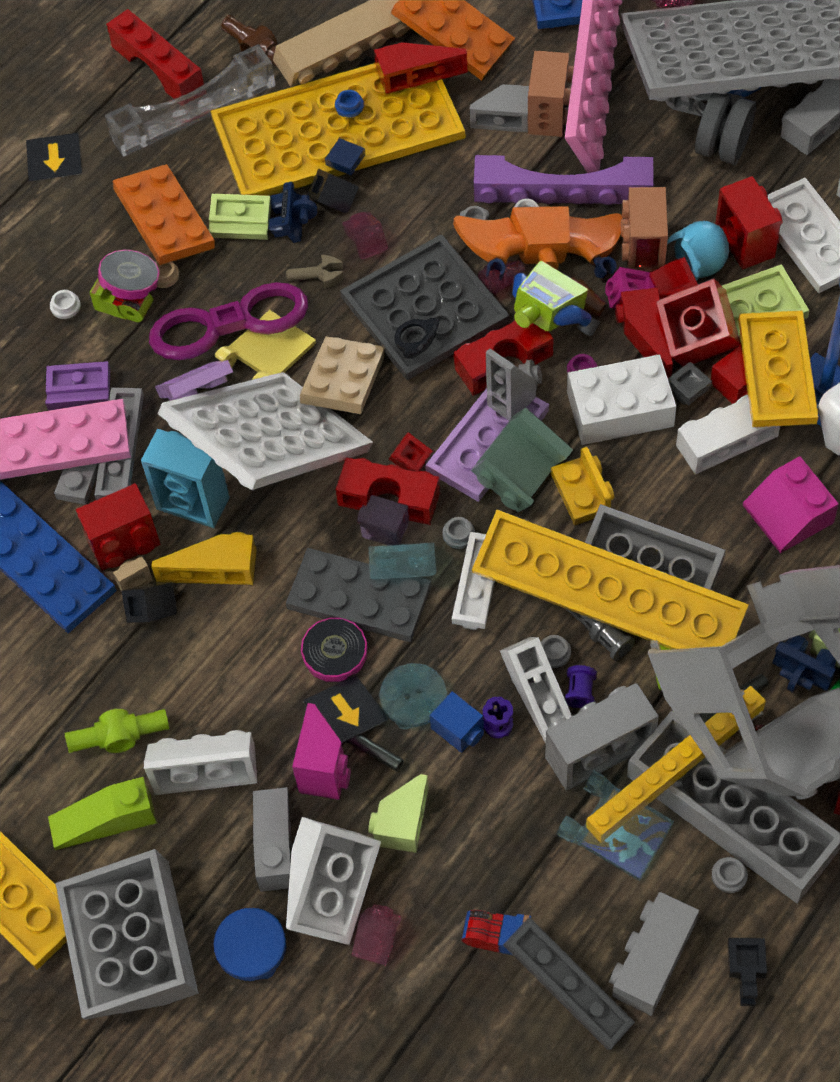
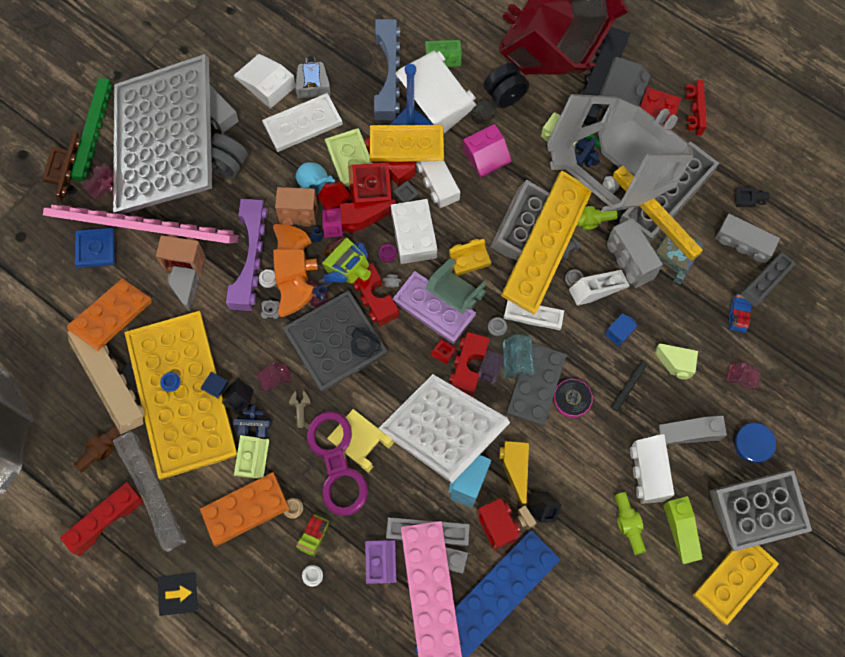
camera: 95 degrees left, 10 degrees up
(128, 274) = (301, 527): tile -> none
(202, 377) = (399, 475): lavender plate -> none
(319, 758) = (650, 402): dark pink slope -> none
(328, 880) = (719, 396): white slope -> none
(342, 375) = (386, 389): tan plate -> none
(348, 708) = (612, 391): black sticker -> none
(406, 681) = (610, 351): clear light blue plate -> none
(413, 65) = (144, 339): red slope -> none
(505, 712) = (621, 304): dark purple bush -> none
(507, 386) = (413, 285): light grey slope -> none
(580, 685) = (597, 265): dark purple bush -> none
(729, 875) = (700, 202): light grey plate -> none
(748, 222) = (296, 150): red brick -> none

